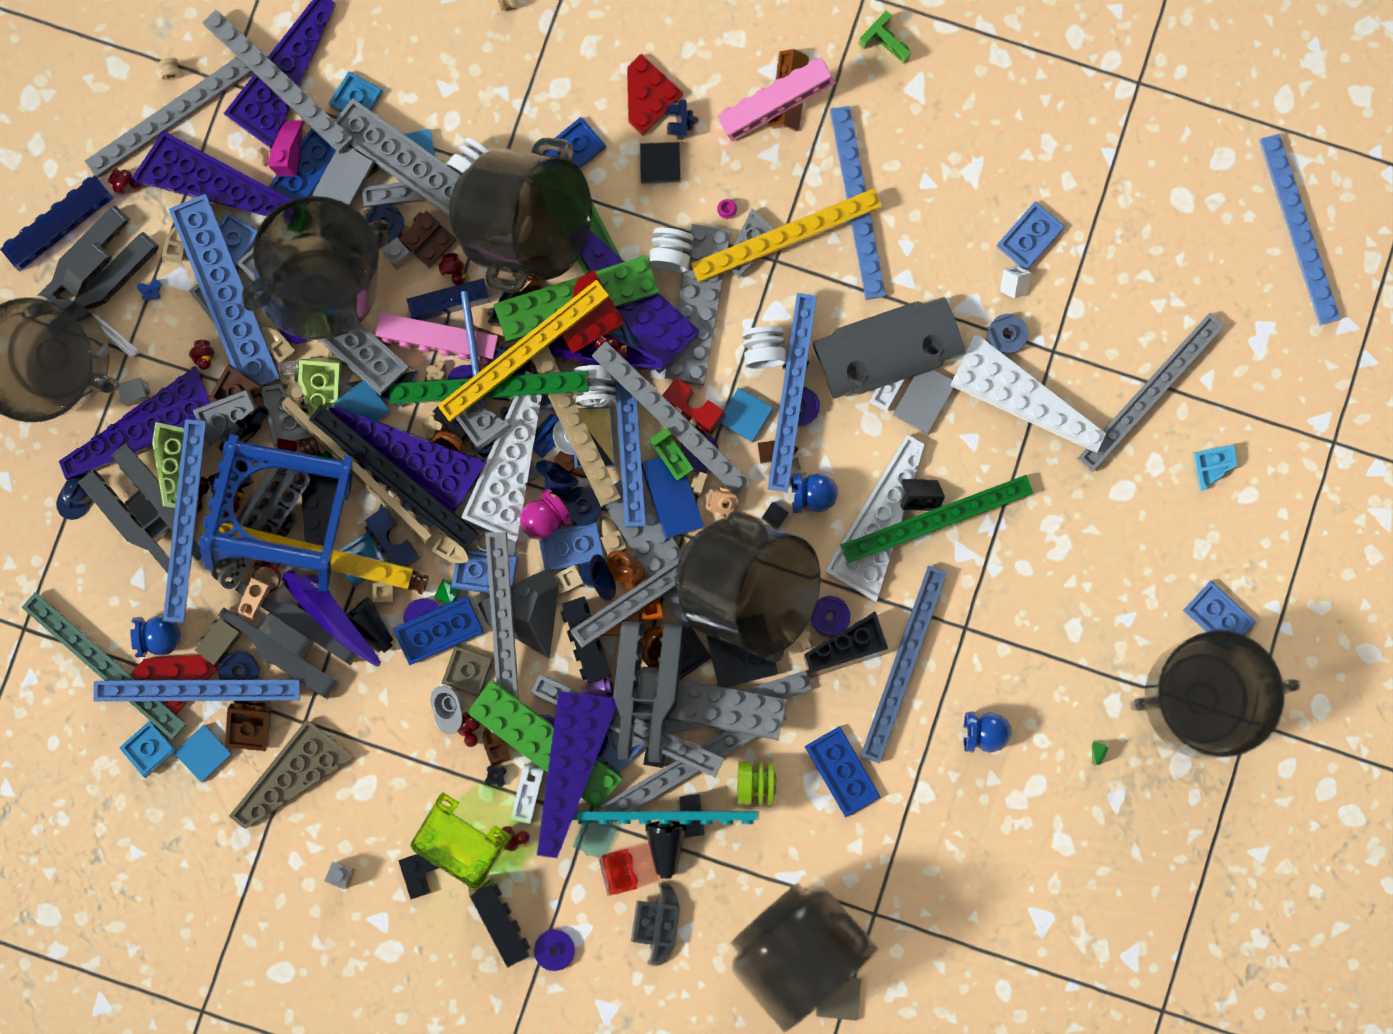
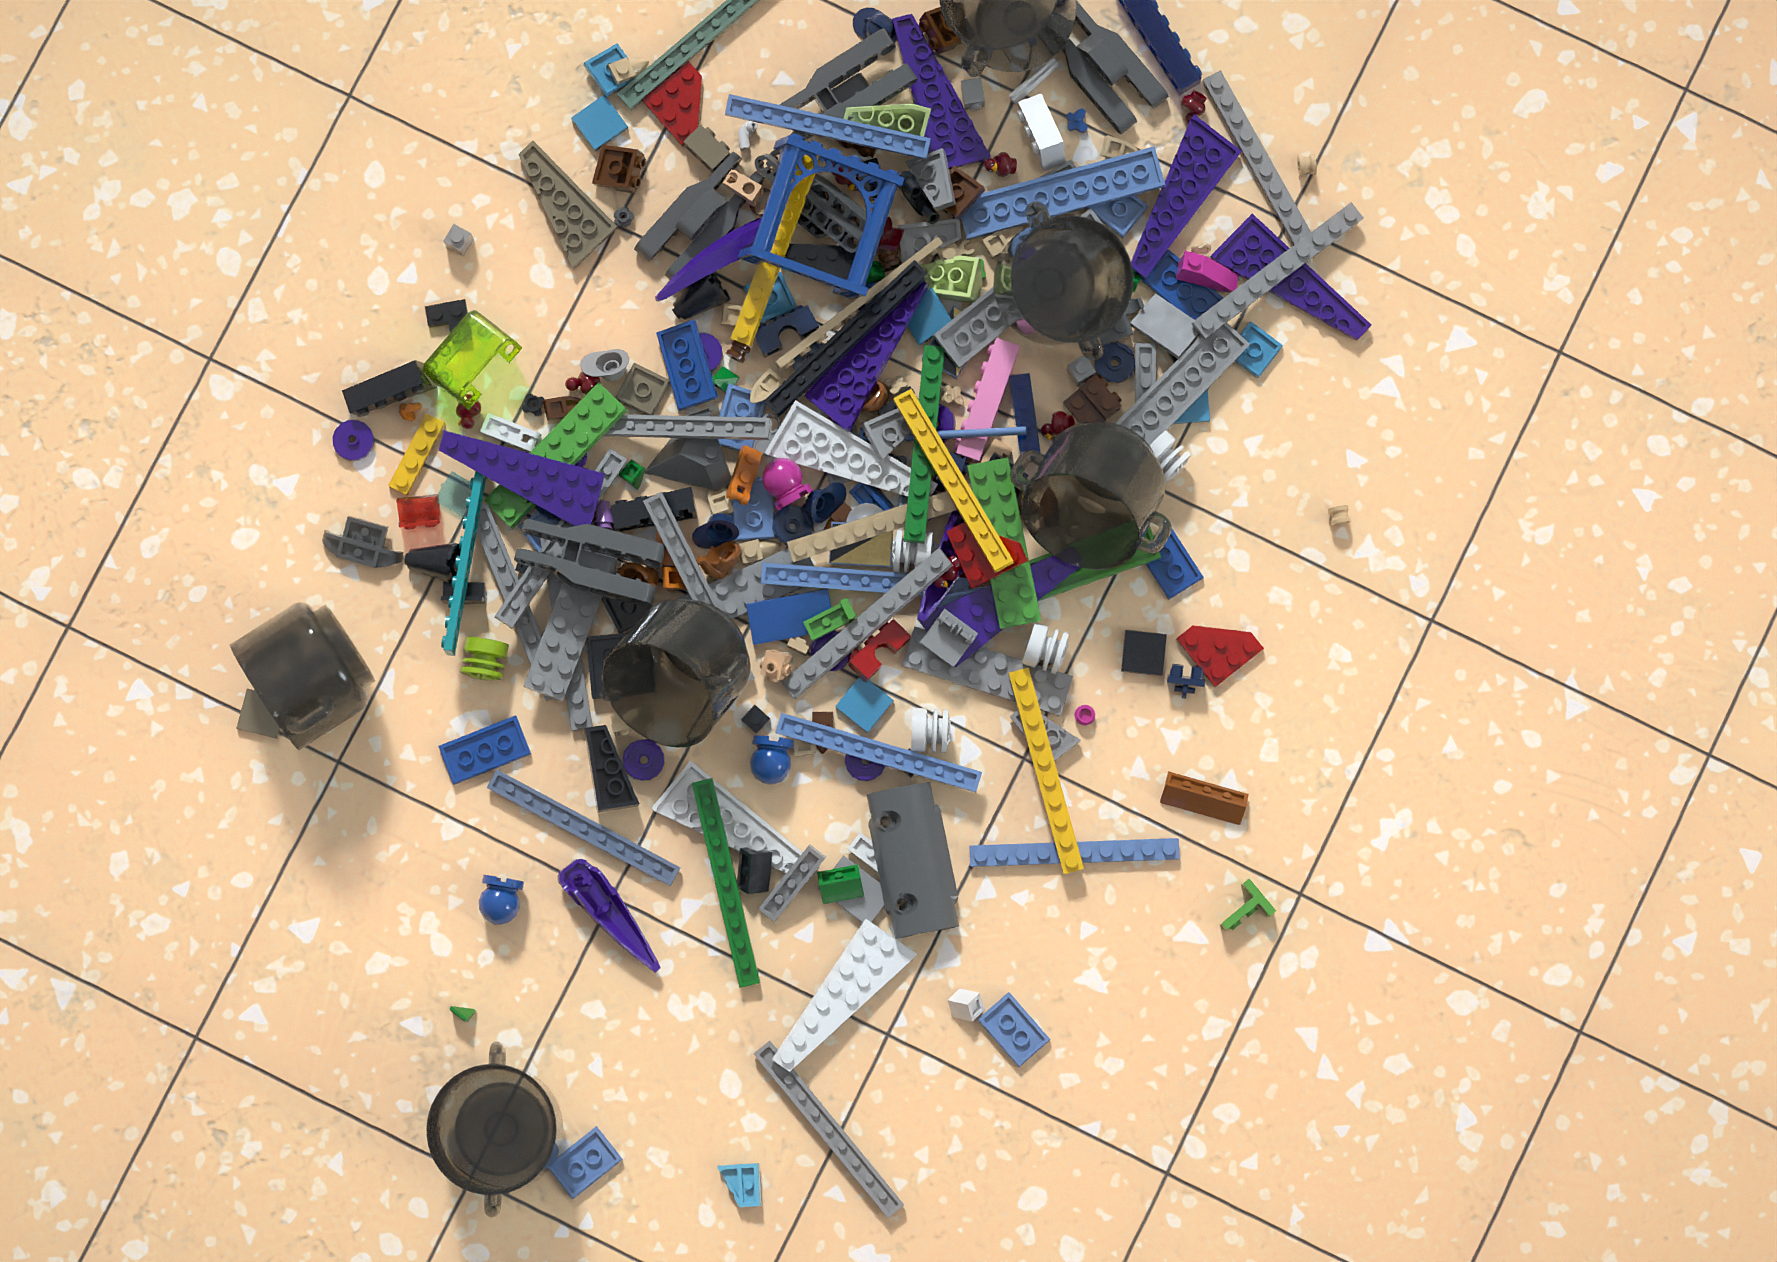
camera: 100 degrees right, 0 degrees up
(71, 430) = (939, 33): none -> reddish brown plate
(145, 733) = (627, 69): none -> tan plate
(154, 636) = (718, 85): blue tile -> none
(164, 319) = (1042, 132): none -> white wedge
(197, 608) = (745, 132): none -> white arm
(197, 690) = (660, 123): medium blue plate -> none
(241, 659) = (668, 158): dark blue plate -> none
(289, 368) = (973, 247): clear plate -> none
(290, 715) = (628, 217): none -> dark grey plate
(519, 900) = (407, 410): none -> orange plate
(540, 558) = (744, 474): none -> orange plate
(551, 667) = (633, 474): none -> green slope
(560, 884) = (416, 454): none -> yellow plate
(674, 338) = (949, 637): none -> light grey hinge
(776, 99) = (1192, 780): bright pink brick -> none
(921, 411) = (840, 884): none -> green panel
(928, 456) = (792, 882): none -> light grey plate
(975, 632) = (604, 905): none -> dark purple piece
(1013, 324) = (902, 980): sand blue plate -> none

